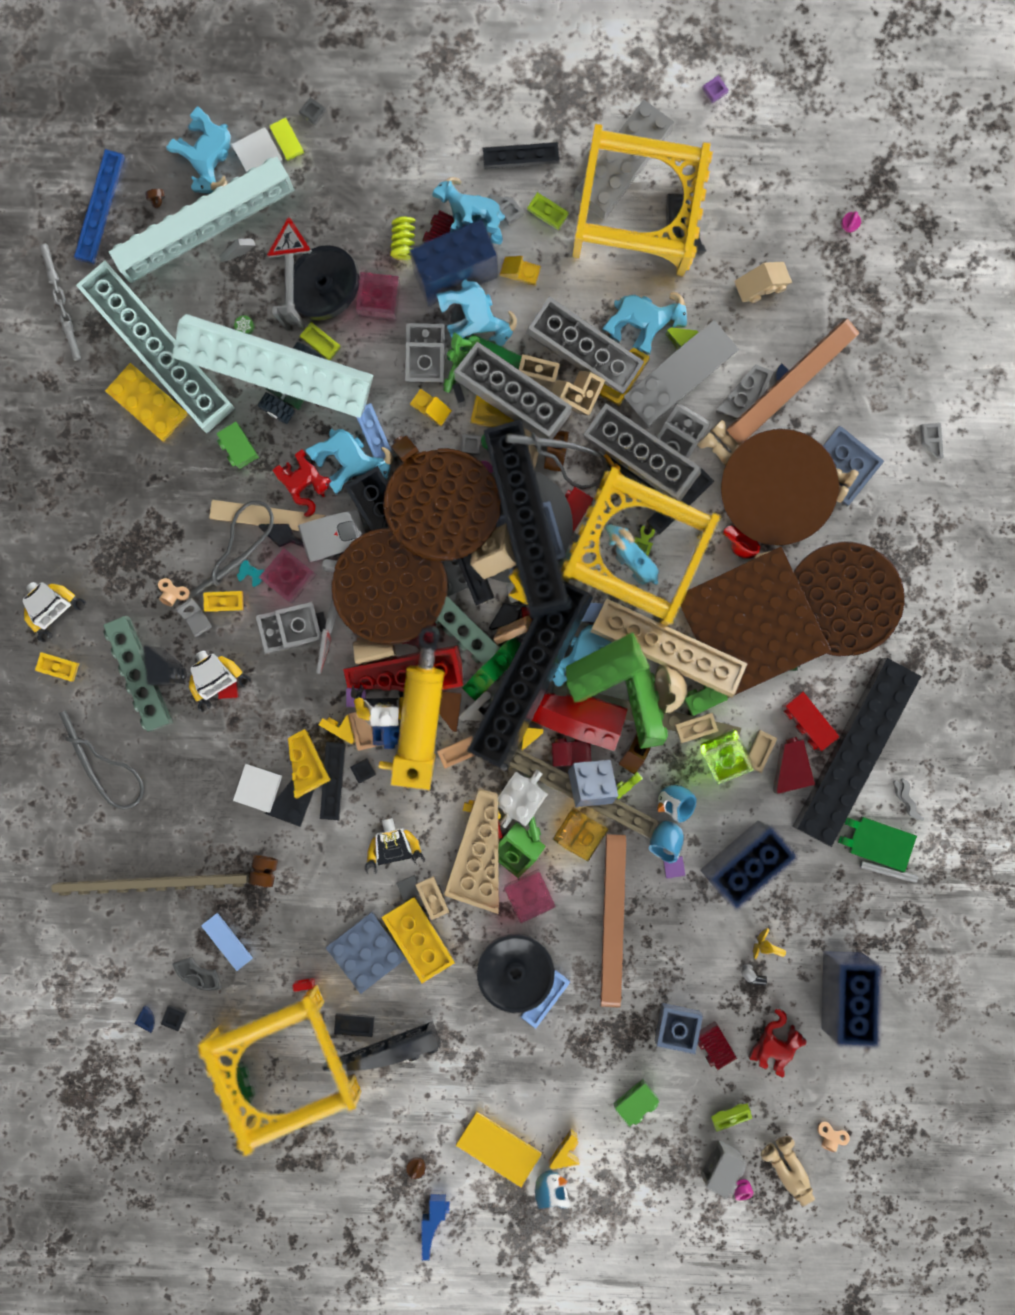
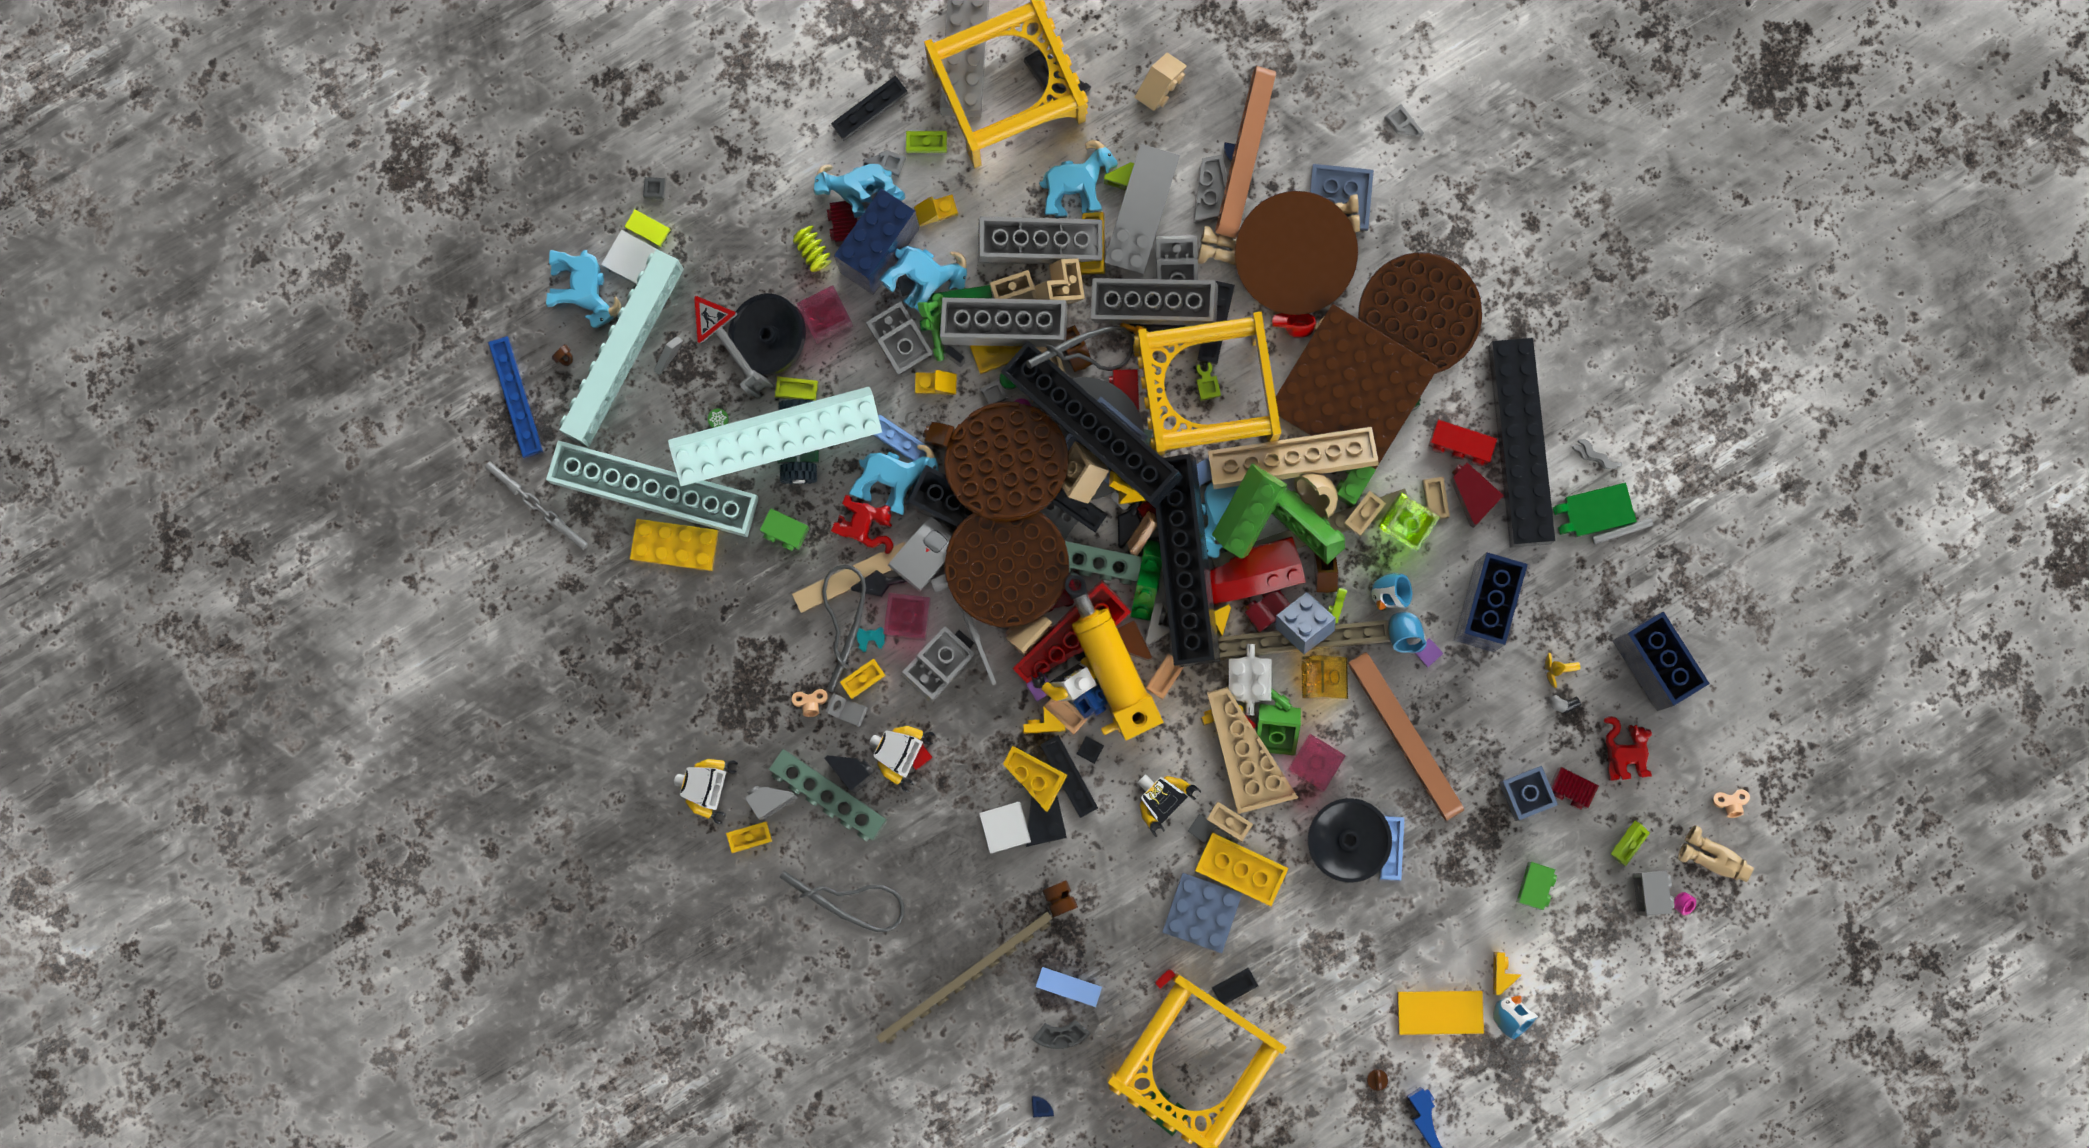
camera: 25 degrees left, 5 degrees down
(84, 647) = (768, 800): none -> light grey slope
(173, 1018) = (1065, 1089): black tile -> none
(393, 1049) = (1285, 984): black wedge -> none
(630, 554) = (1207, 397): medium azure animal -> none

